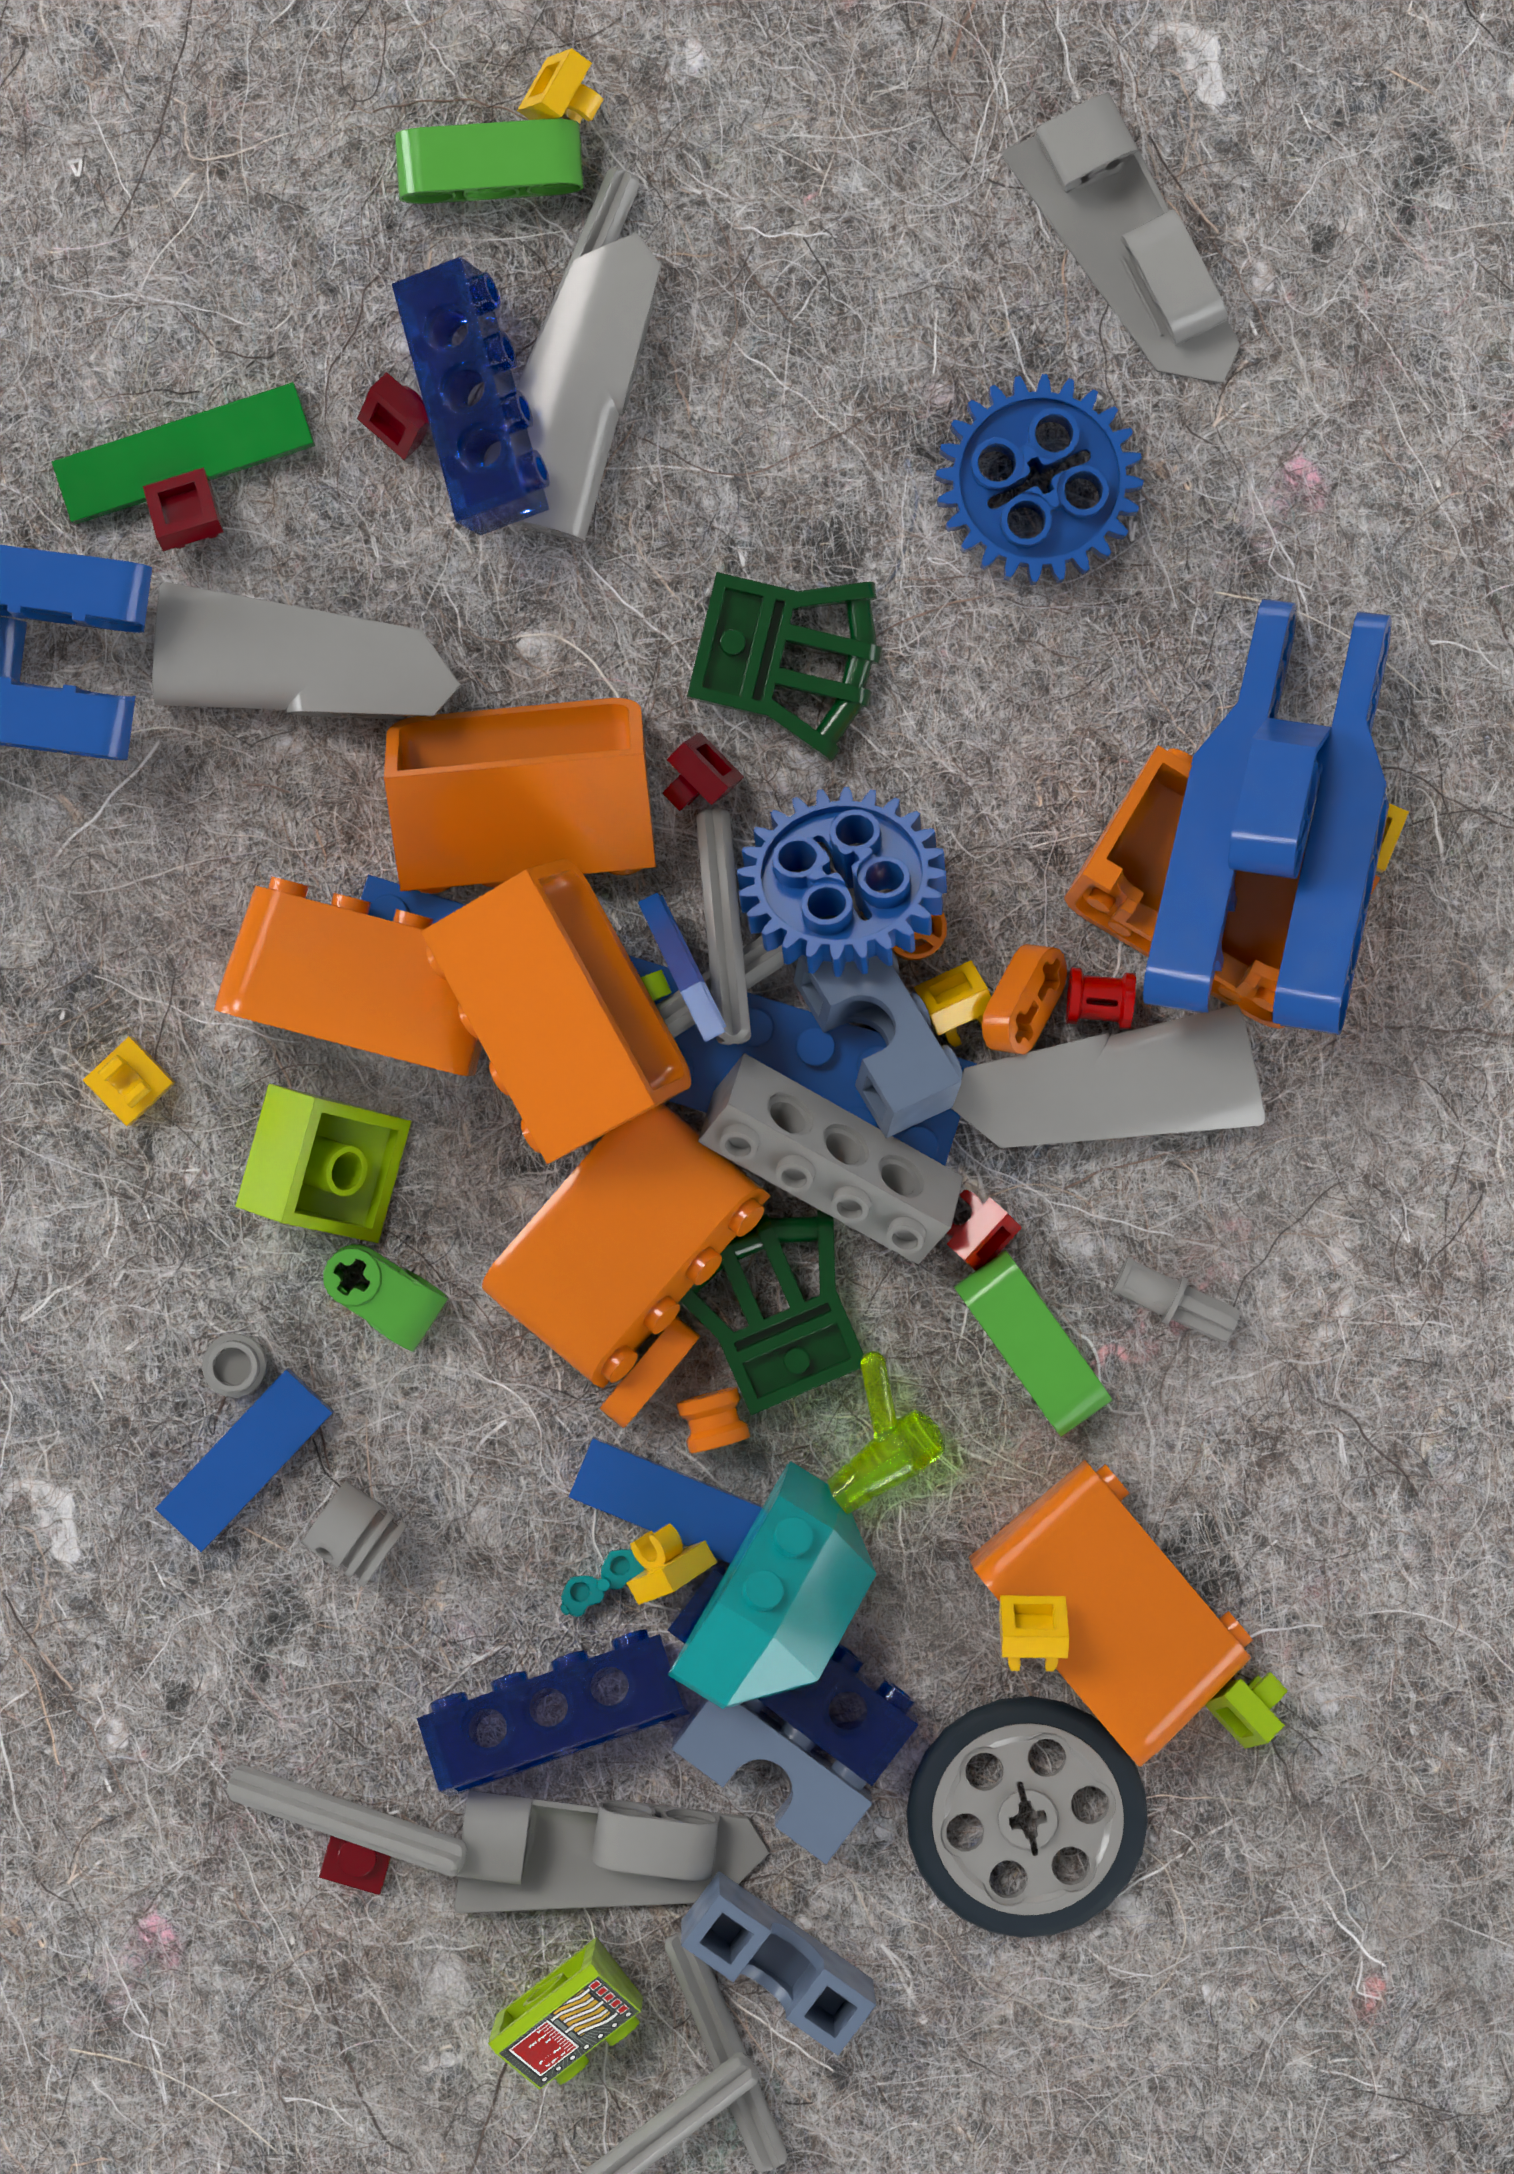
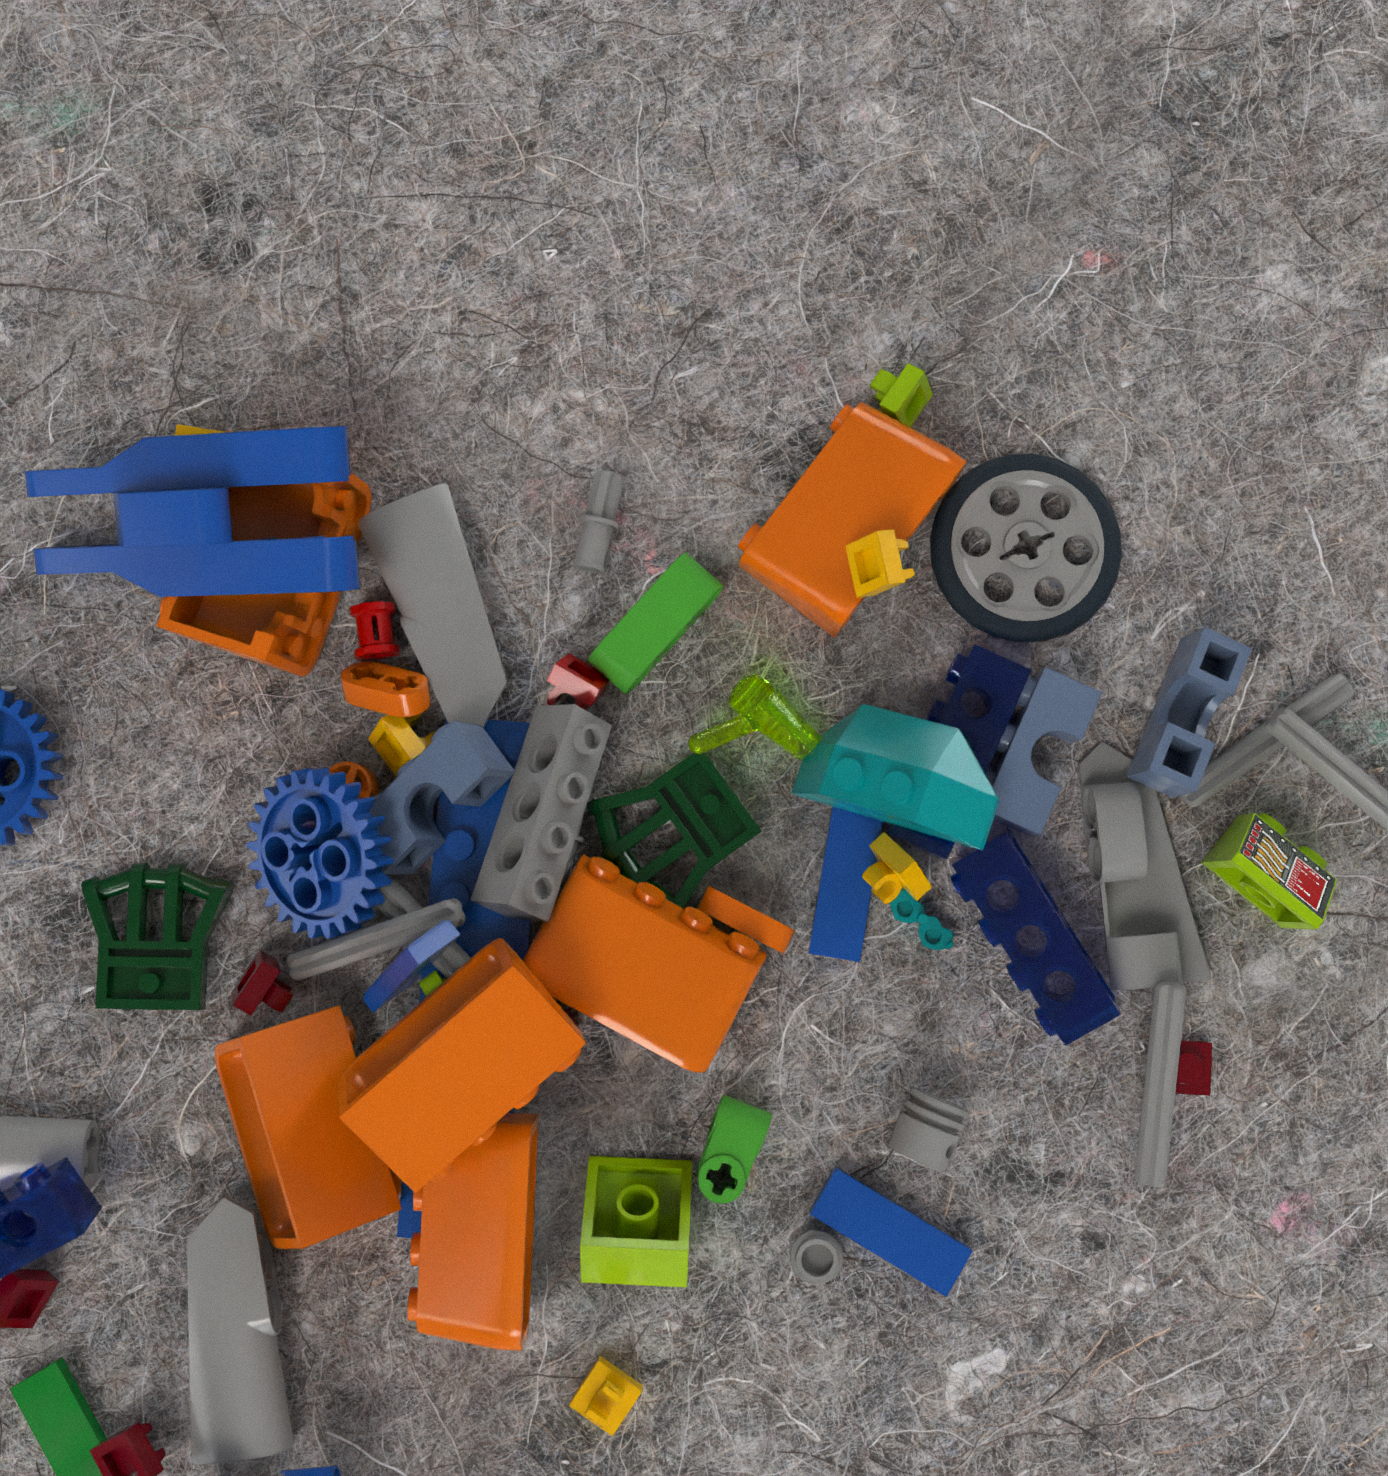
camera: 100 degrees left, 5 degrees down
(713, 1420) = (772, 860): orange wheel -> none

